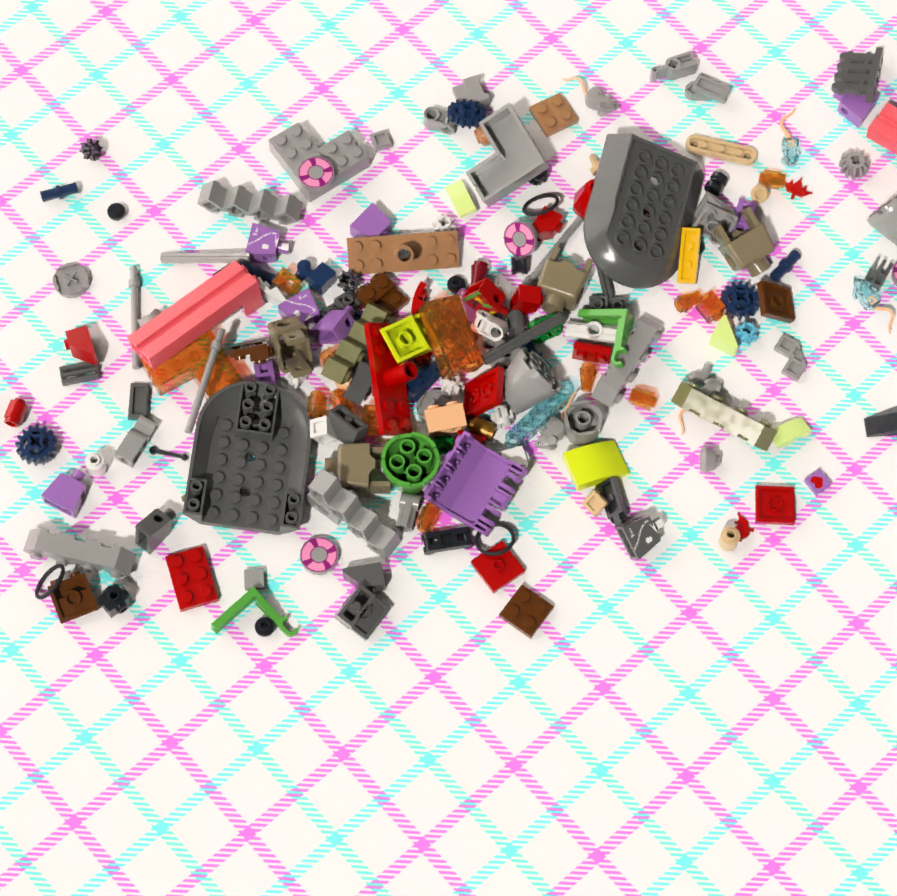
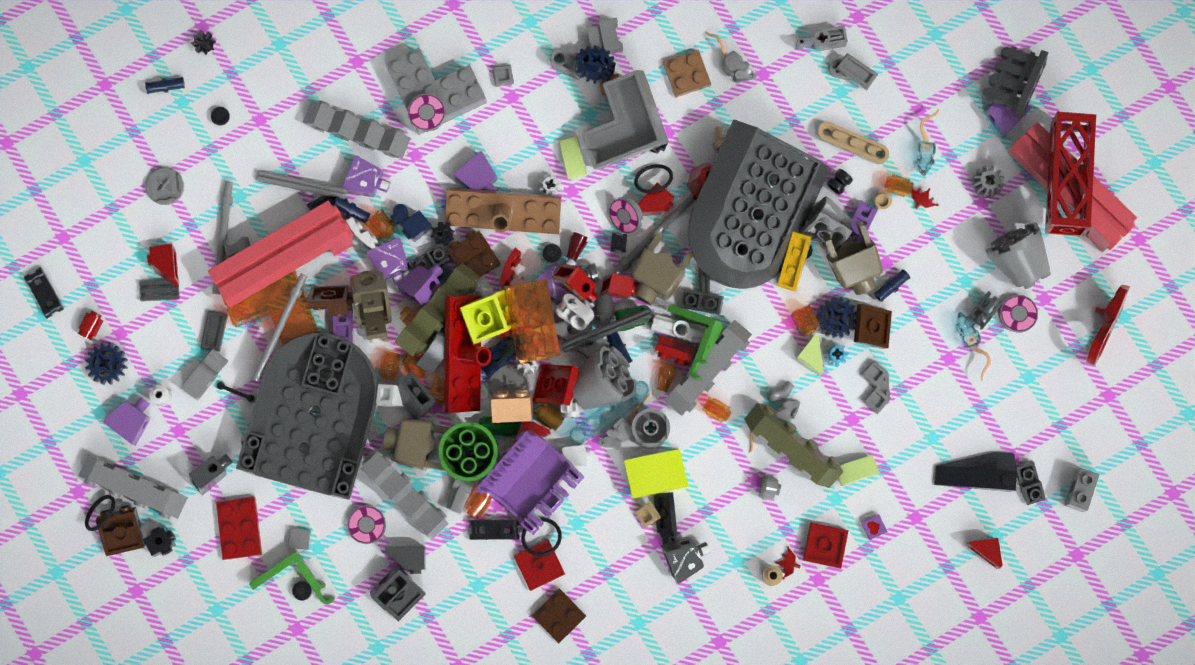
camera: 10 degrees right, 15 degrees up
(686, 301) = (783, 309): clear orange cone -> none

